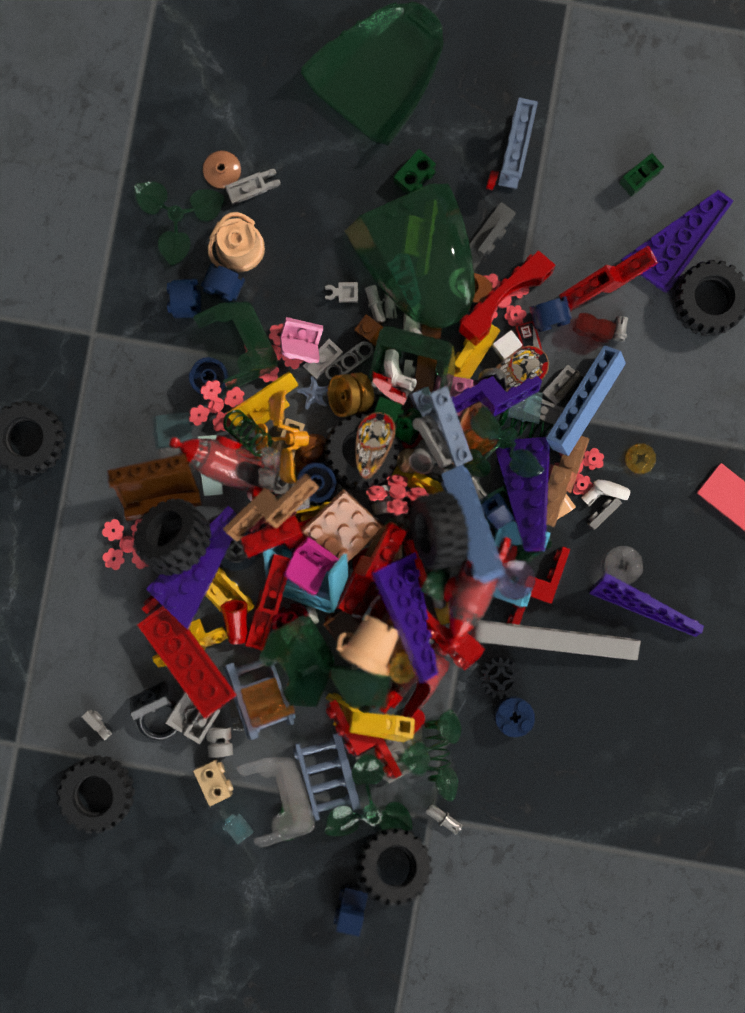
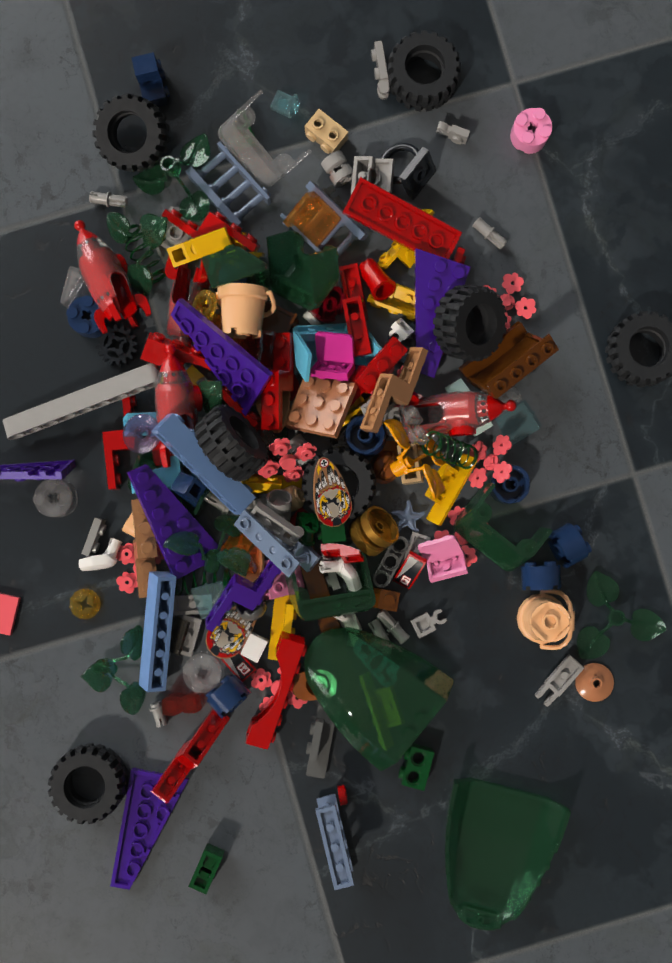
camera: 155 degrees right, 0 degrees up
(31, 681) = (531, 130): none -> bright pink brick
(111, 614) = (489, 233): none -> light grey axle
(134, 815) = (381, 71): none -> light grey hinge
(235, 562) = (402, 329): none -> white tile
(335, 345) = (410, 570): none -> slope
(480, 740) = (110, 291): none -> piece
(512, 756) = (72, 286): none -> clear slope
(571, 338) = (199, 682): none -> clear brick
(650, 387) = (101, 673): none -> clear green plant

